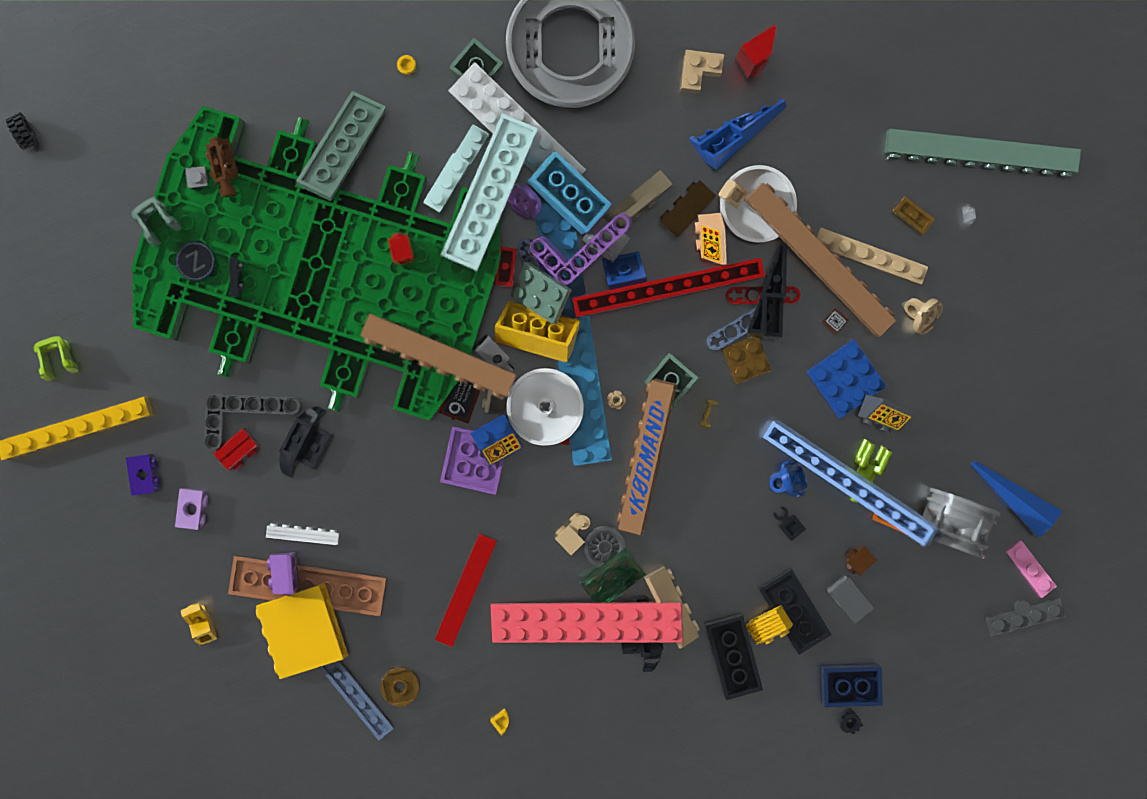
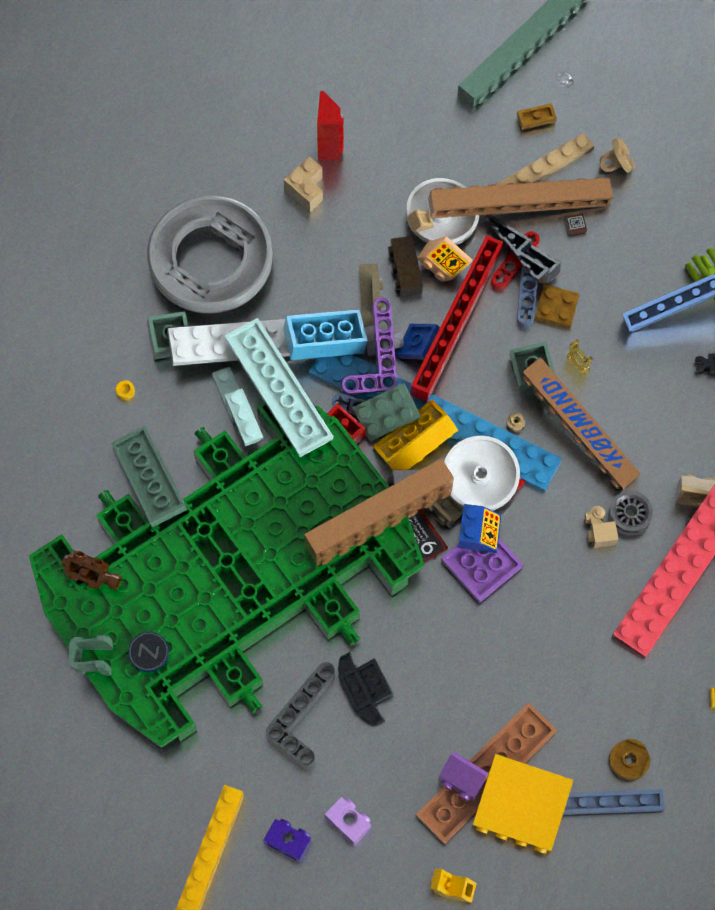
camera: 55 degrees left, 20 degrees down
(42, 347) = (118, 831): lime piece -> none
(197, 177) = (82, 601): light grey plate -> none
(236, 269) = (182, 623): black plate -> none
(236, 450) = (327, 745): red brick -> none
(305, 535) = (437, 748): white piece -> none
(401, 249) = (271, 479): red brick -> none
(465, 590) = (585, 648): red tile -> none
(525, 201) = (307, 372): medium lavender tile -> none
(613, 577) = (660, 521): clear green plate -> none
(721, 144) = (375, 204): blue wedge -> none
(793, 479) = (678, 335): blue tile -> none
(846, 379) = (627, 247): blue plate -> none
(884, 413) = (676, 232): slope -> none

